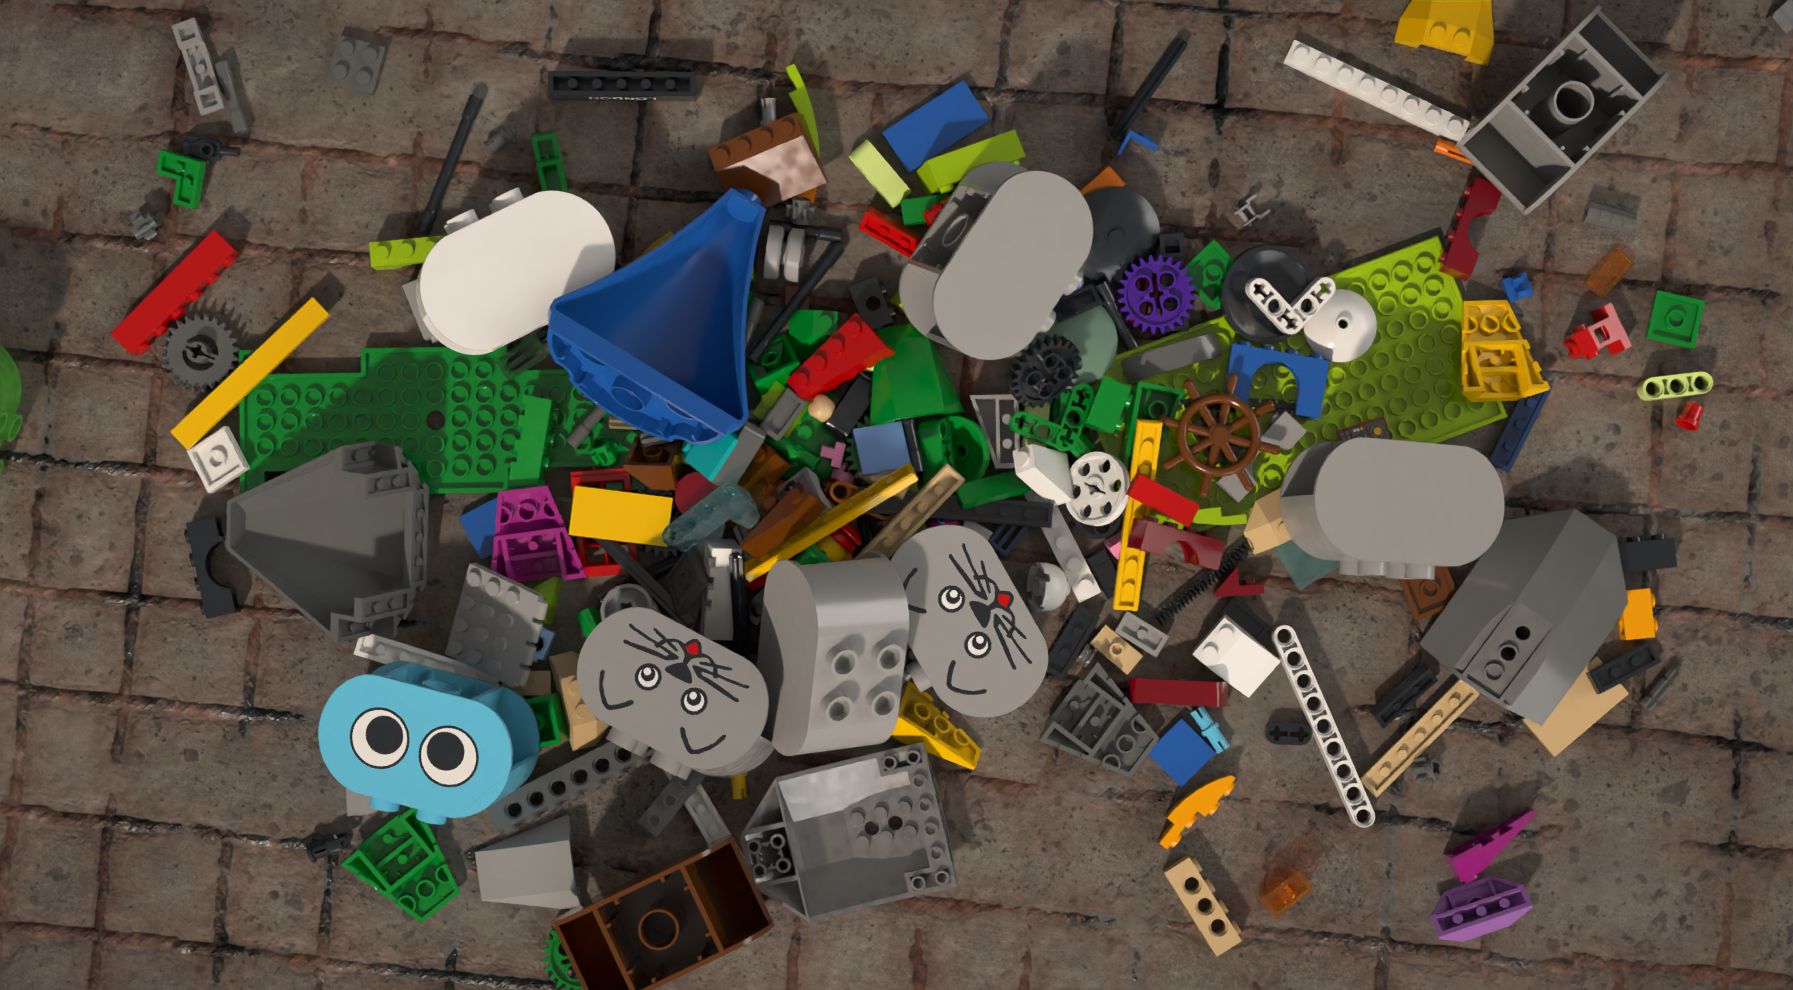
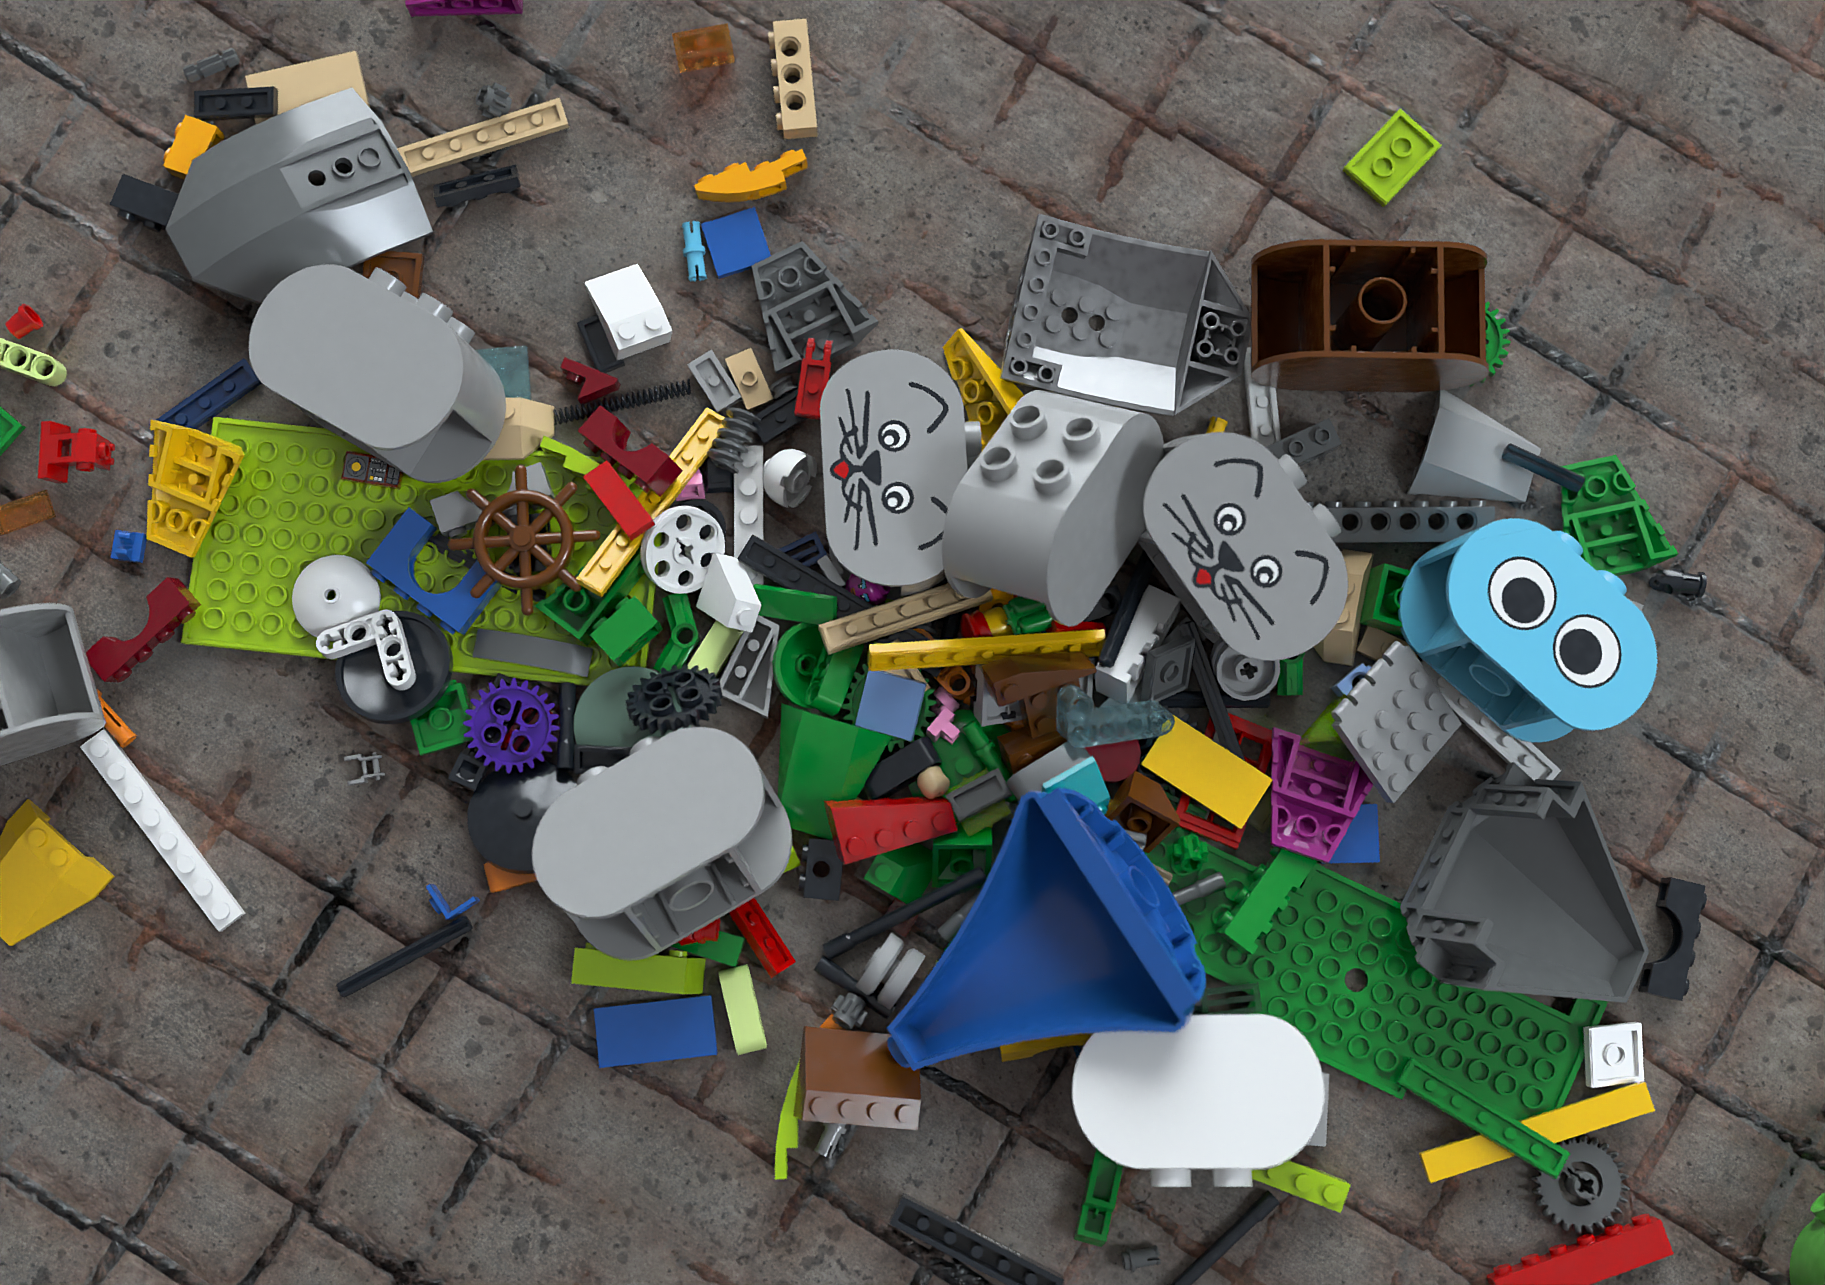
camera: 160 degrees left, 5 degrees down
(295, 363) = (1483, 1118): none -> green tile
(473, 882) = (1543, 467): none -> black axle
(914, 450) = (855, 692): black piece -> none
(1056, 430) = (692, 631): green beam -> none
(1064, 669) = (813, 381): none -> red hinge
(1103, 593) = (732, 438): none -> dark grey piece
(1178, 692) = (707, 301): dark red beam -> none
(1288, 727) = (619, 202): black beam -> none
(1331, 734) = (571, 184): white beam -> none

